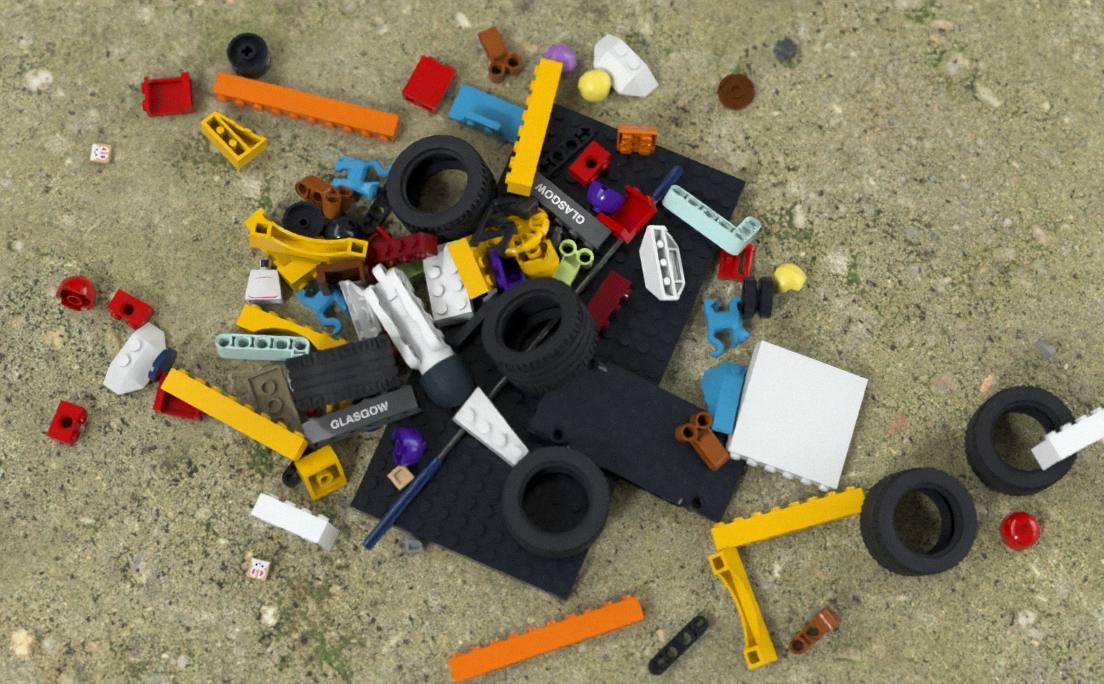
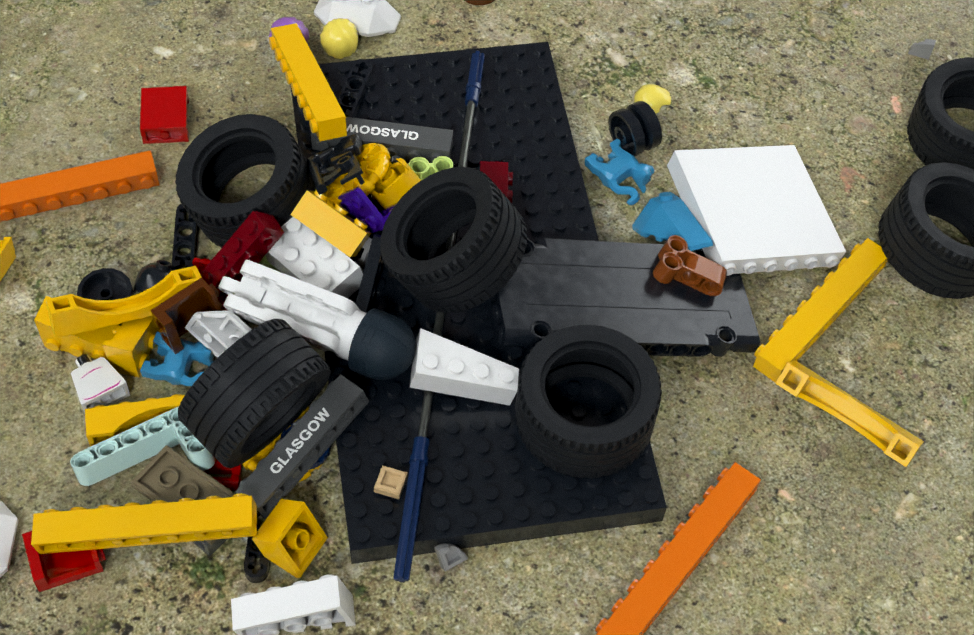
camera: 35 degrees left, 20 degrees down
(162, 363) = (19, 522): dark blue tile -> none
(325, 195) = (126, 258): dark orange piece -> none
(357, 175) = (140, 234): dark azure animal -> none
(408, 446) = (377, 442): dark purple cylinder -> none
(487, 113) = (269, 104): dark azure bracket -> none
(499, 55) = (223, 59): dark orange piece -> none
(595, 154) = (386, 90): red brick -> none
(604, 198) = (423, 107): dark purple cylinder -> none
(631, 216) = (460, 106): red panel -> none
(636, 138) = (418, 41): orange slope -> none
(661, 264) = (521, 136): white wedge -> none
(675, 643) = (810, 492): black beam -> none
(710, 223) = (537, 81): light aqua beam -> none
(729, 264) = (583, 120): red plate -> none
(823, 621) = (935, 378): dark orange piece -> none

